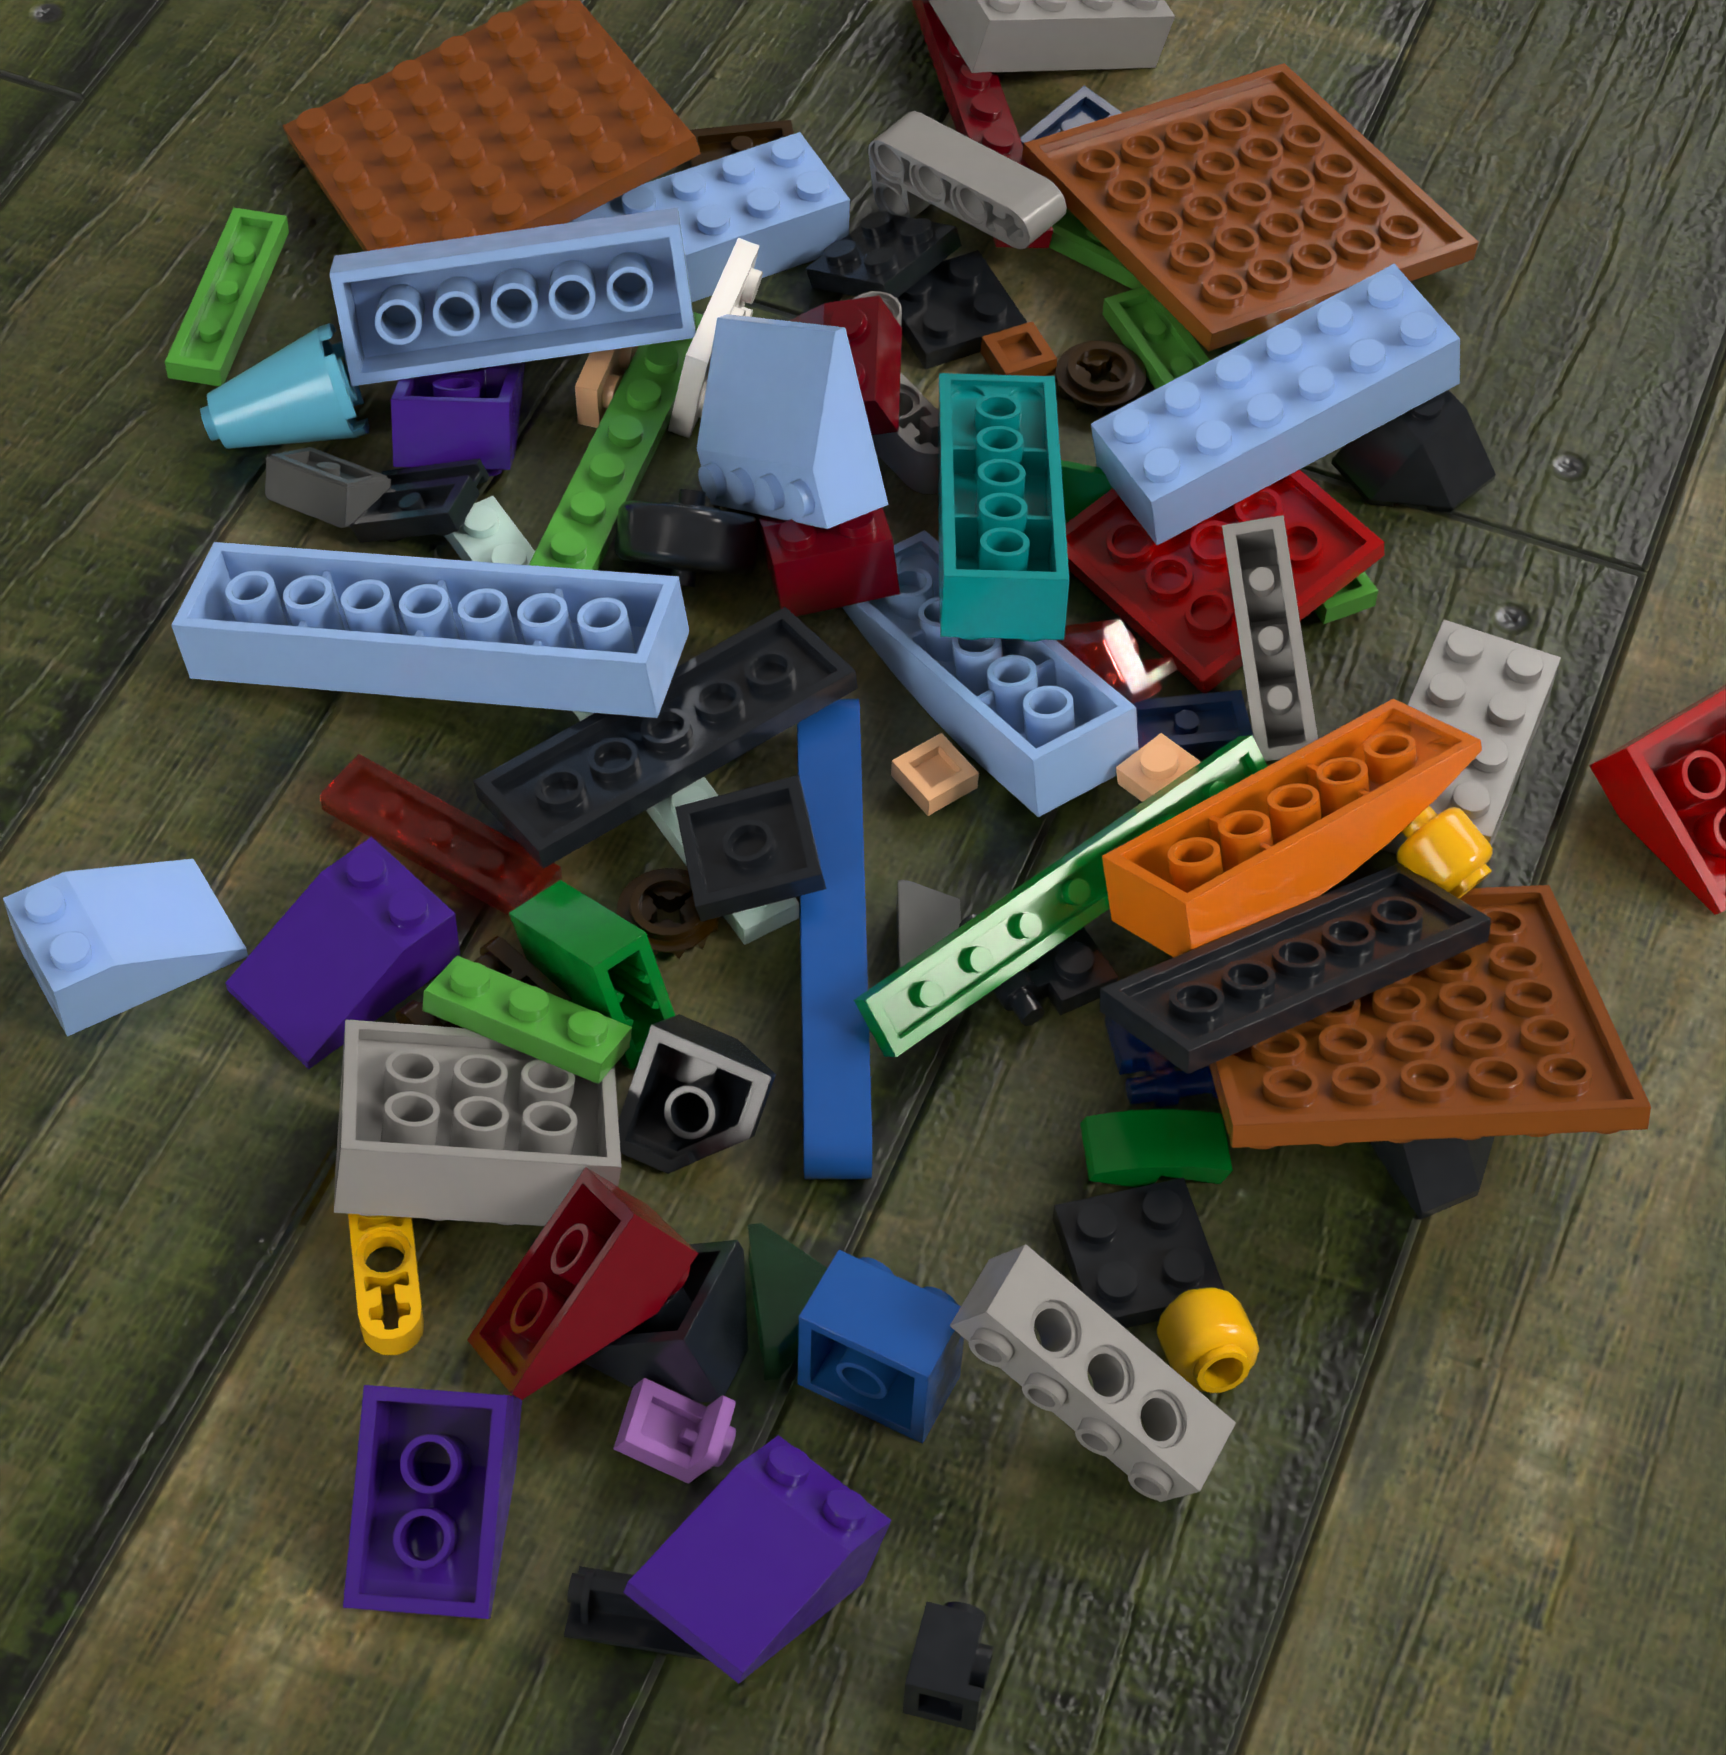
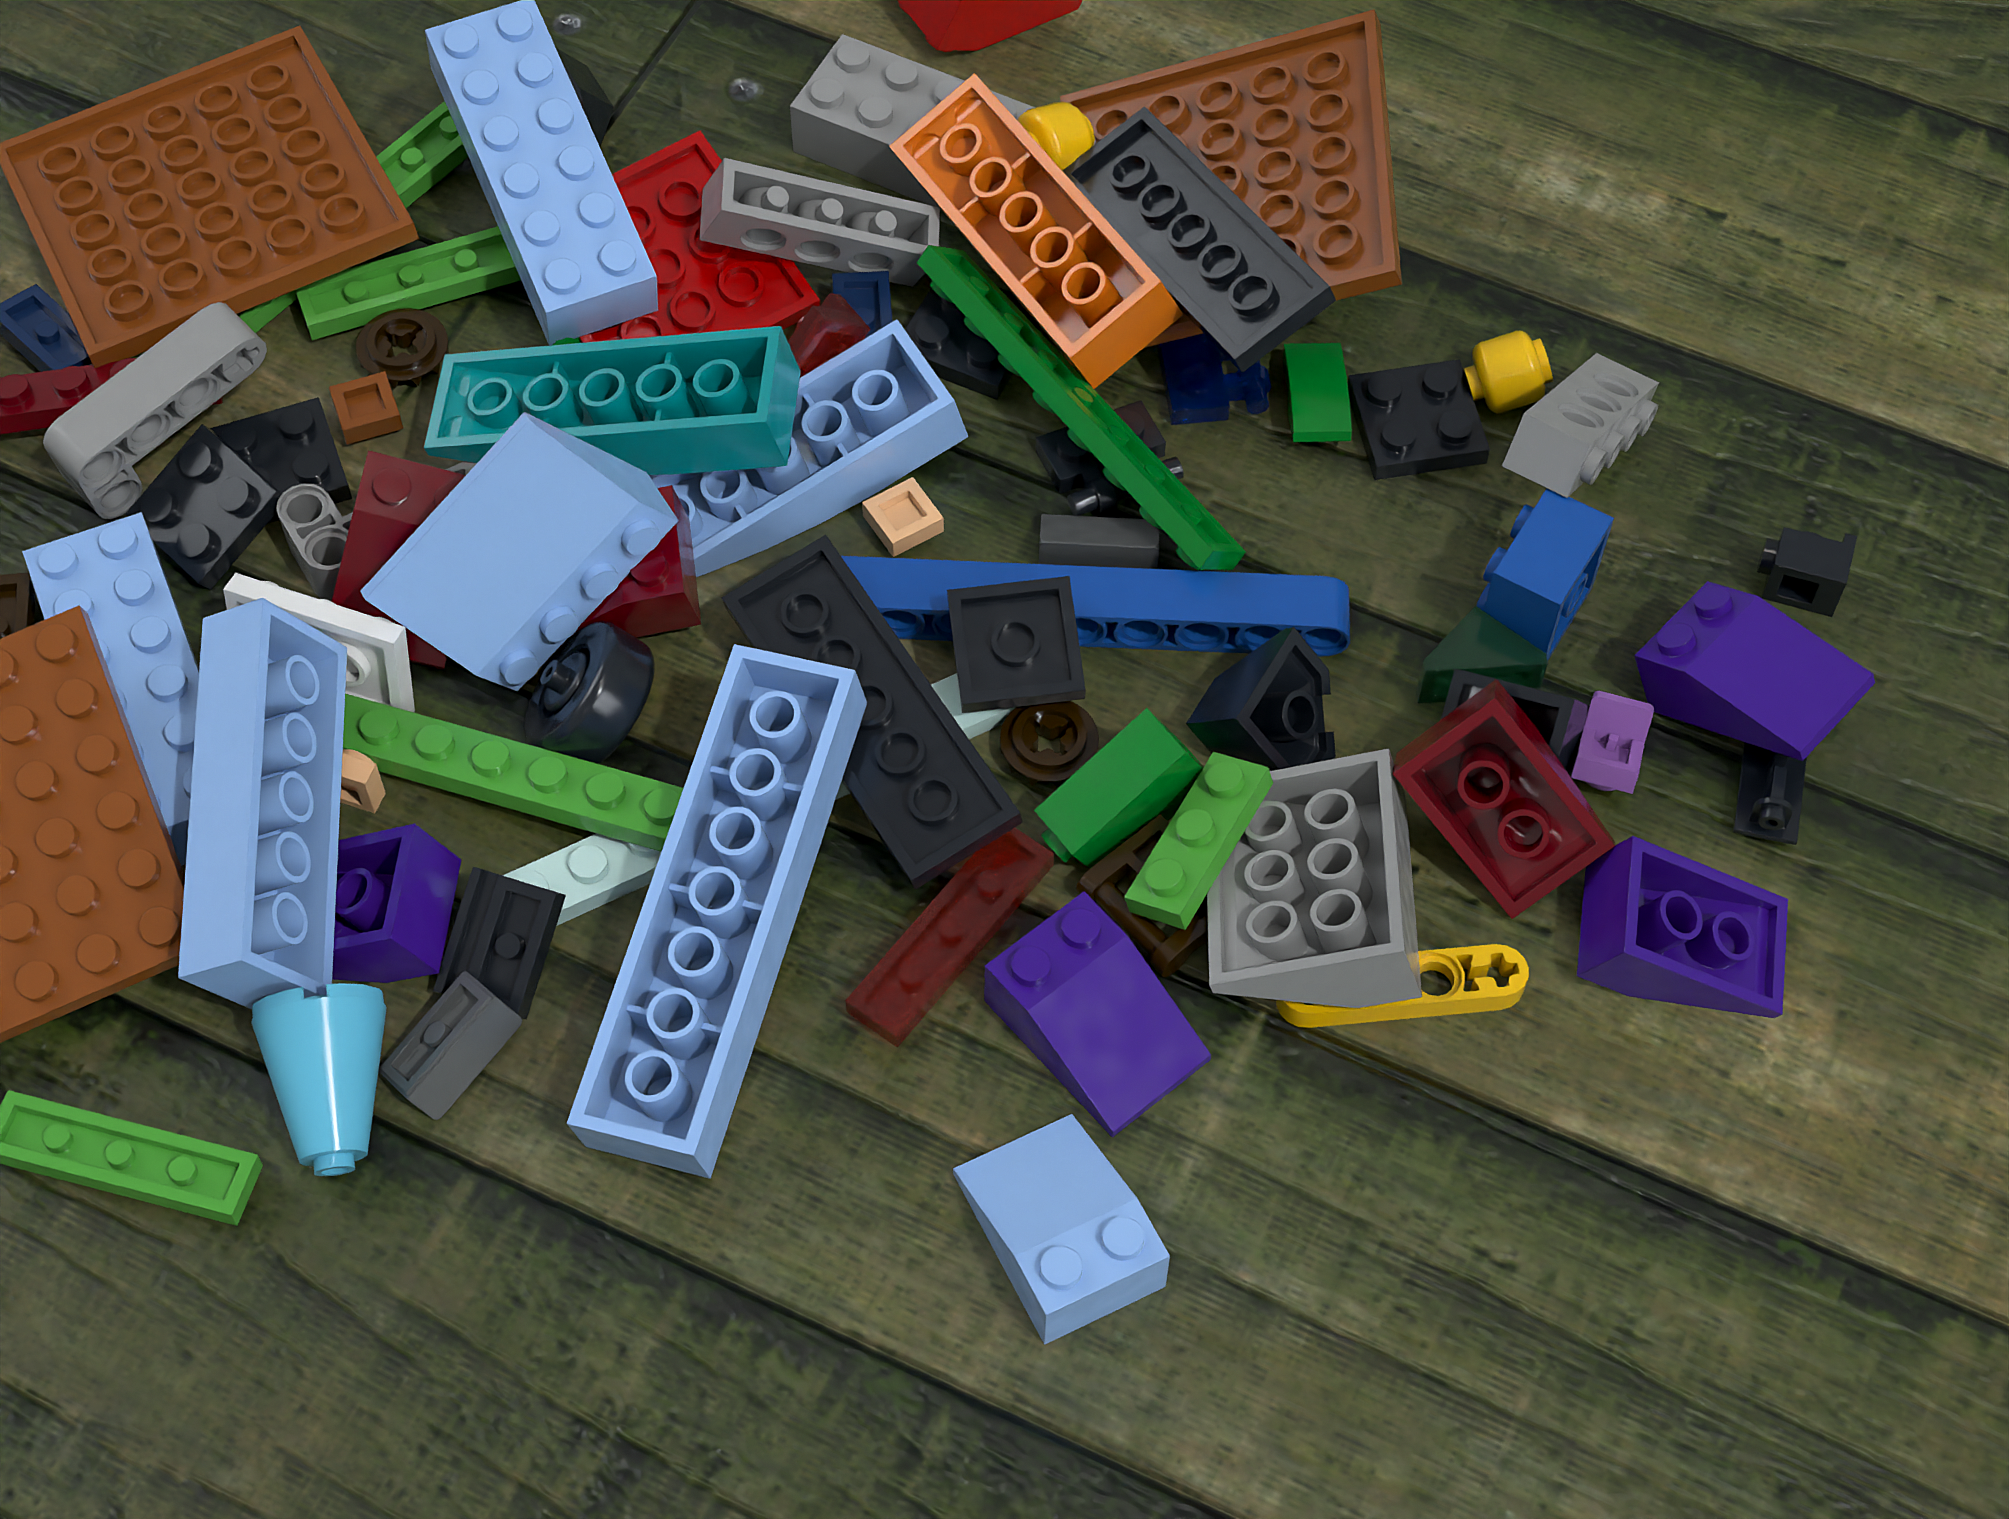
camera: 85 degrees left, 5 degrees up
(1154, 767) = (938, 333): light nougat plate -> none

